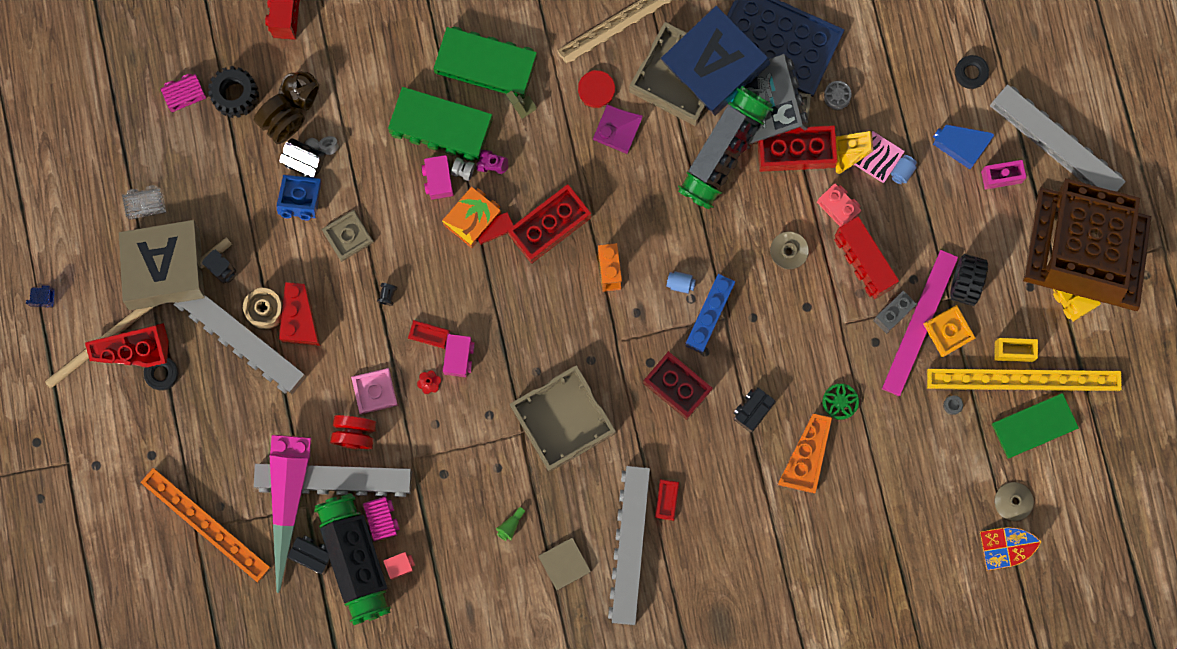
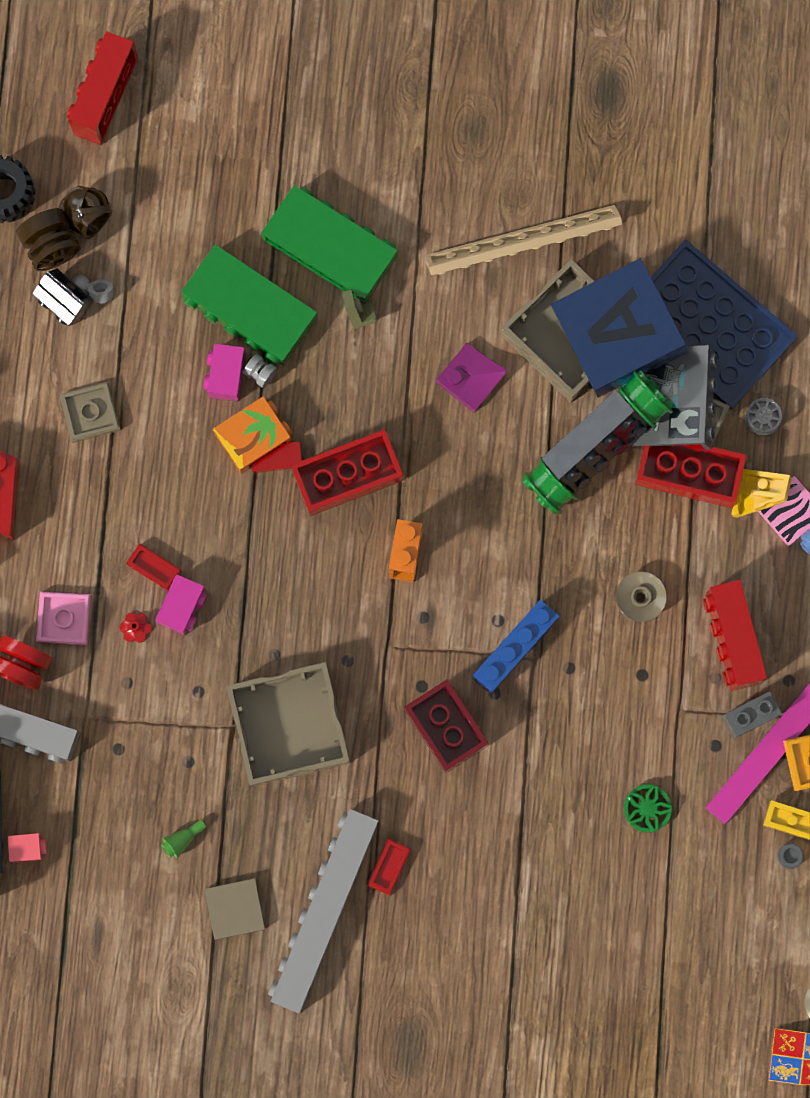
camera: 15 degrees right, 0 degrees up
(298, 197) = (43, 345): blue plate -> none
(380, 518) = (21, 782): dark pink brick -> none
(387, 294) = (116, 501): black bush -> none
(492, 162) = (299, 373): magenta plate -> none
(596, 89) = (459, 319): red tile -> none
(681, 282) = (491, 596): medium blue brick -> none
(754, 409) = (533, 786): black brick -> none
(806, 461) = (582, 868): orange wing -> none
(839, 205) = (722, 557): coral brick -> none

